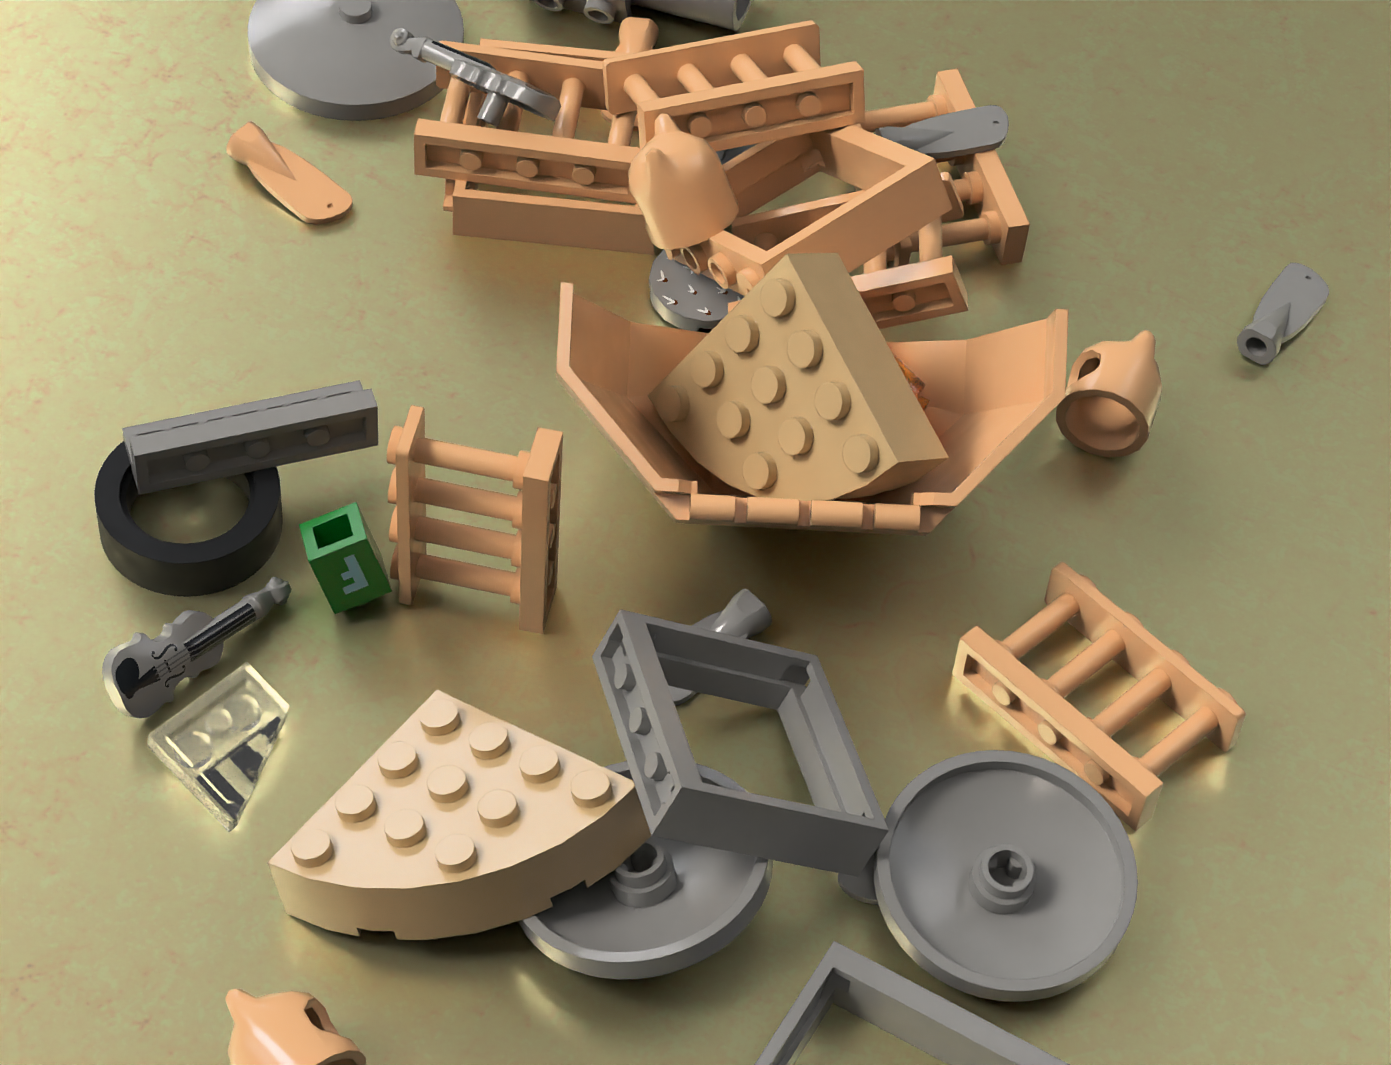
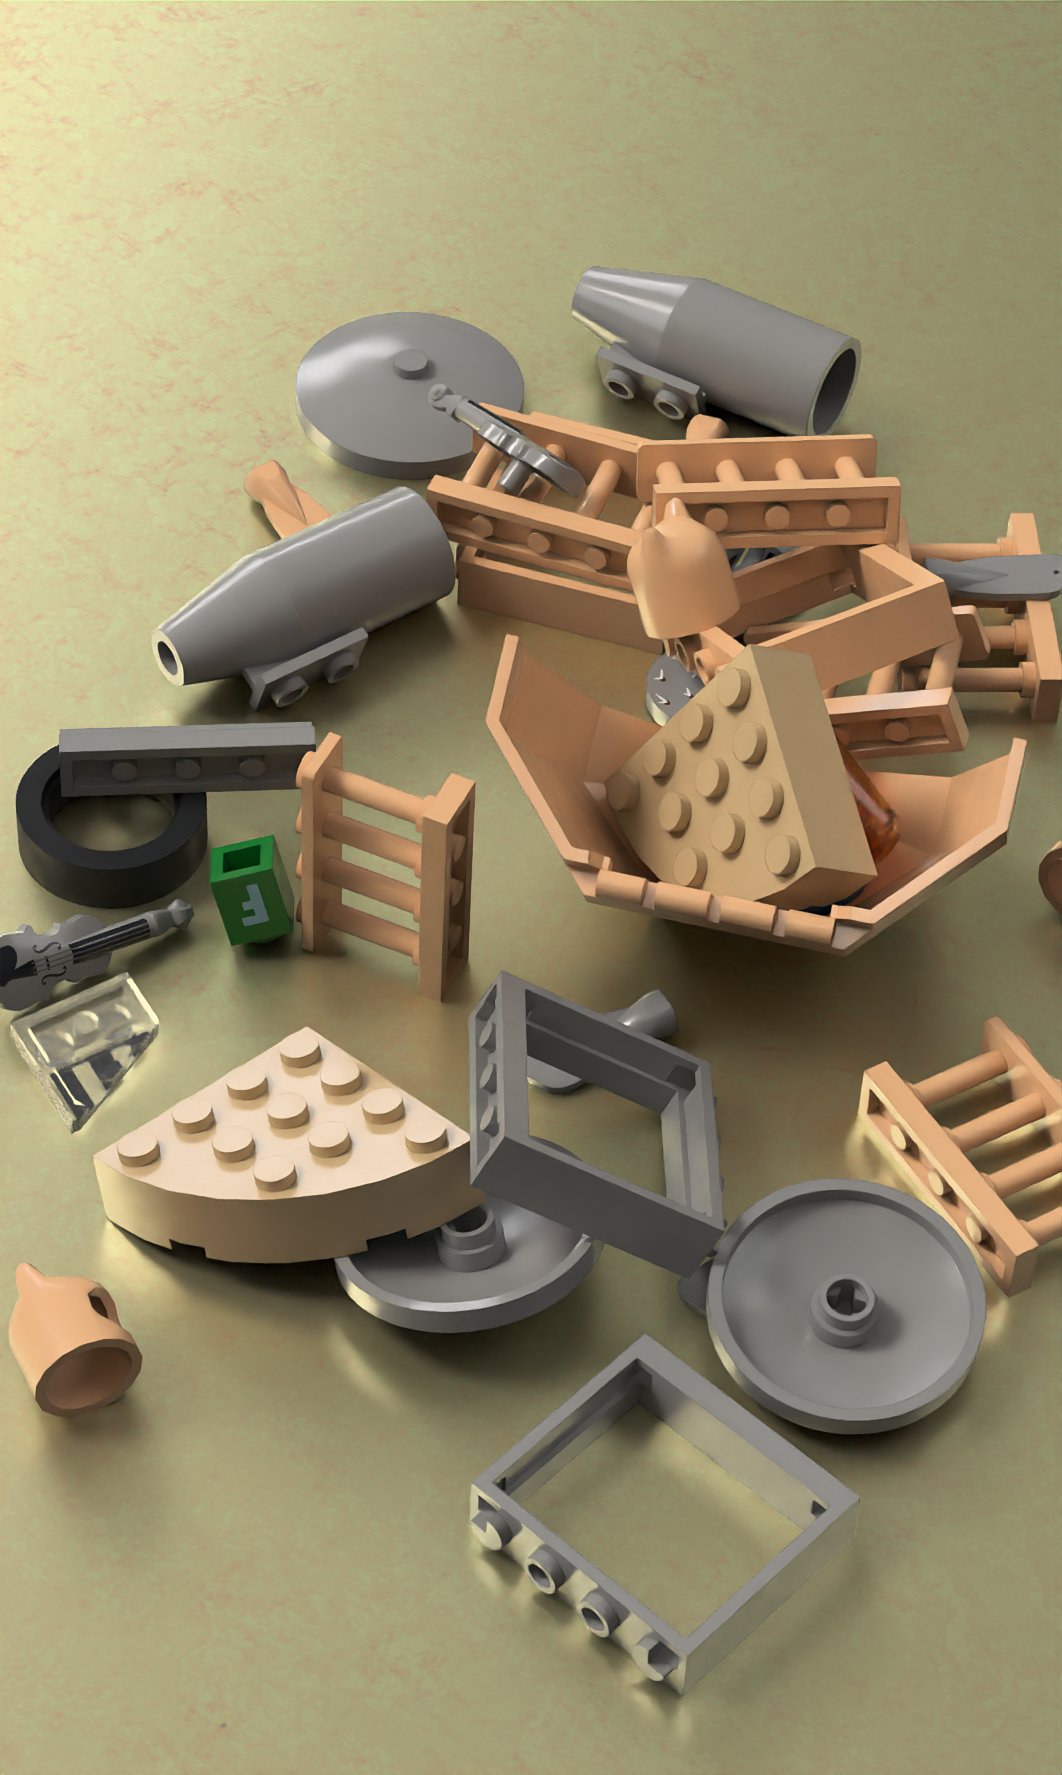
camera: 15 degrees right, 5 degrees down
(323, 257) = (310, 600): none -> light grey piece

